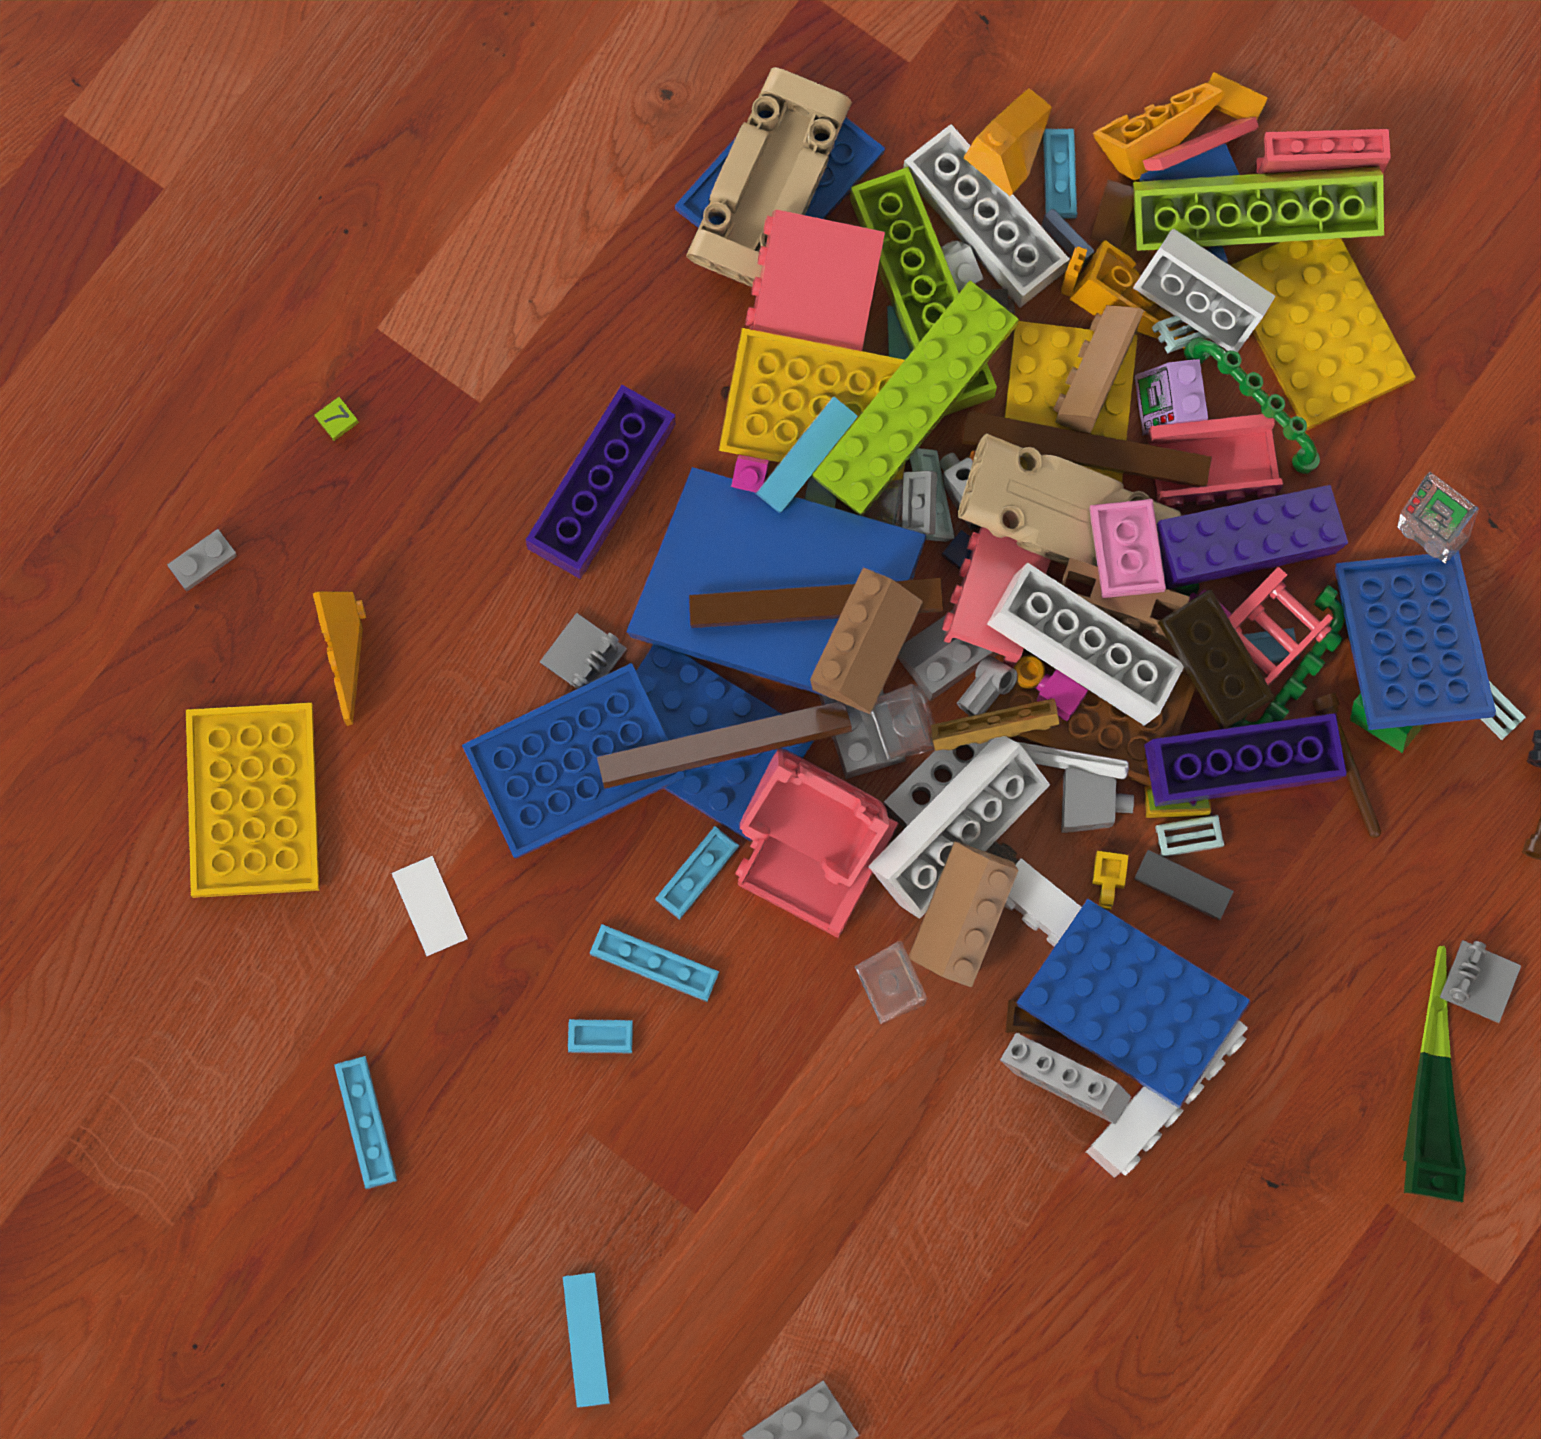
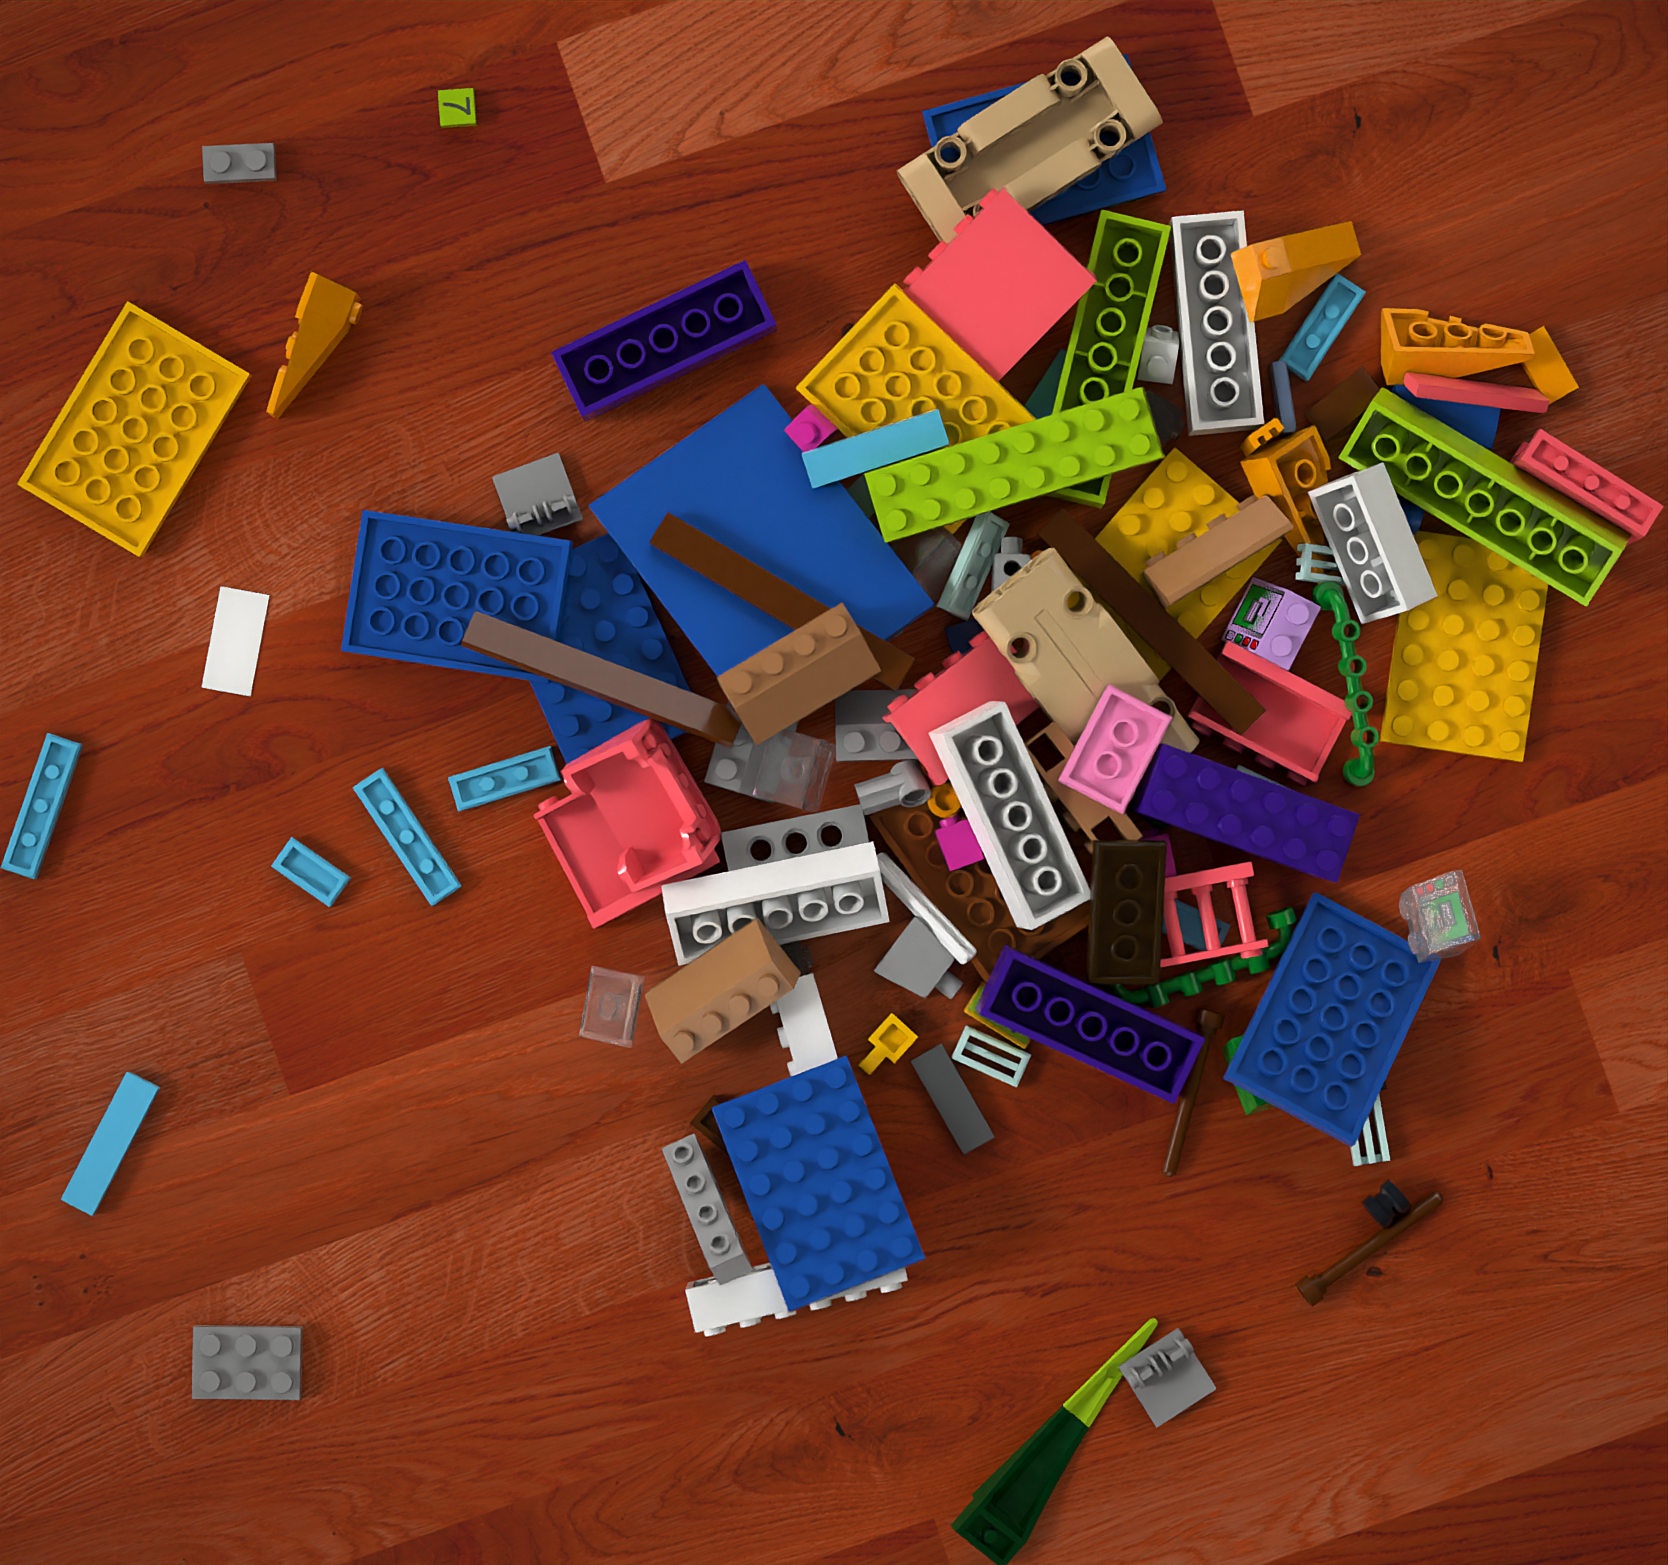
camera: 35 degrees right, 10 degrees up
(919, 501) = (952, 567): light grey plate -> none
(995, 724) = (872, 832): pearl gold plate -> none

